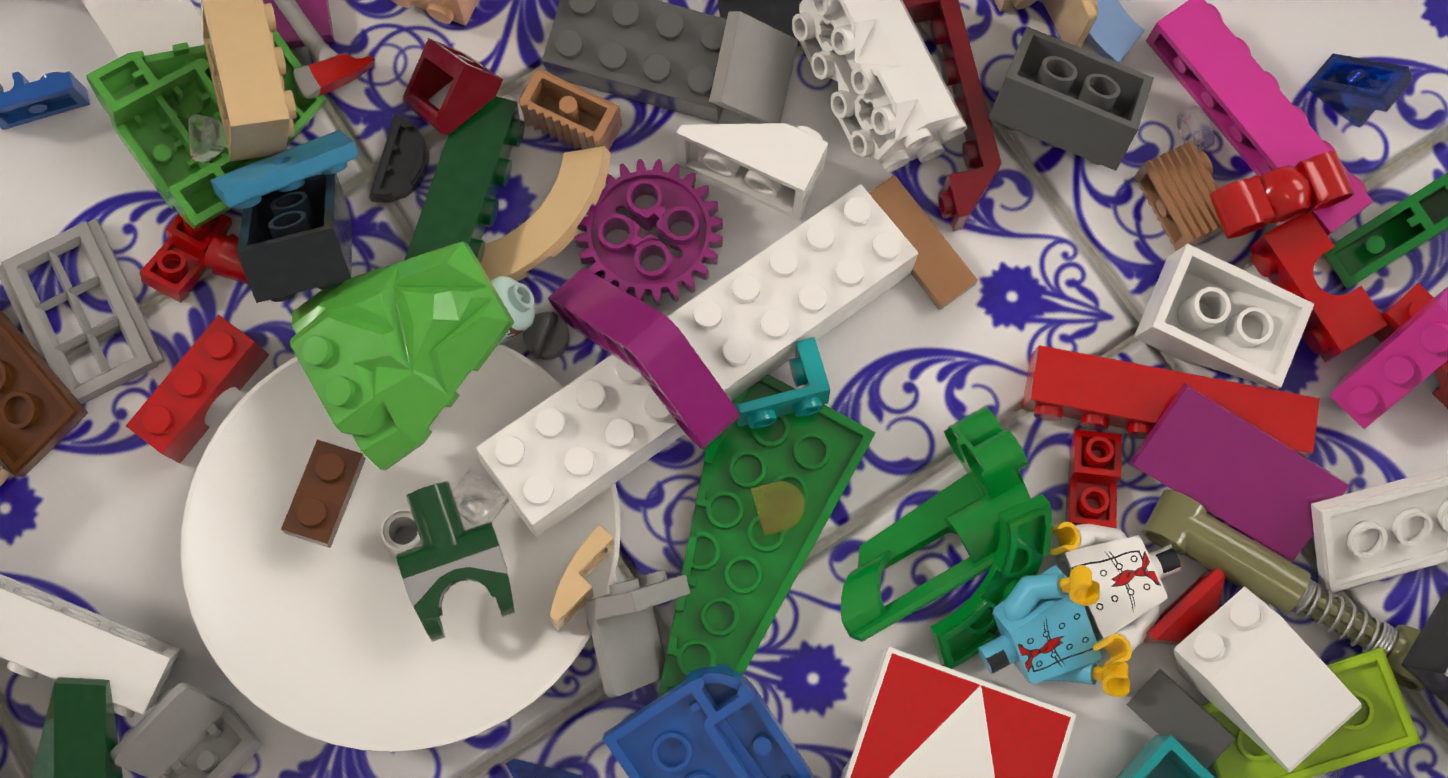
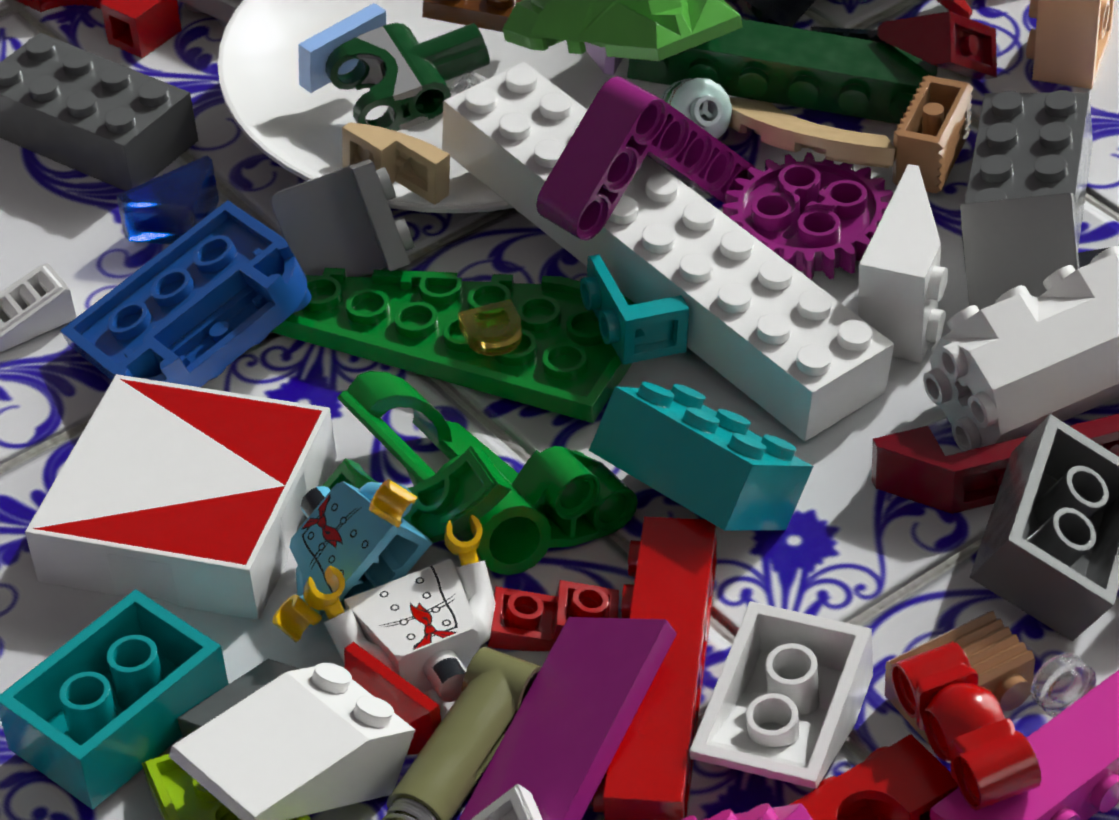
camera: 90 degrees right, 35 degrees down
(402, 623) = (316, 50): none -> light blue tile
(937, 265) = (847, 436): medium nougat tile -> none
(974, 348) = (701, 457): none -> teal brick

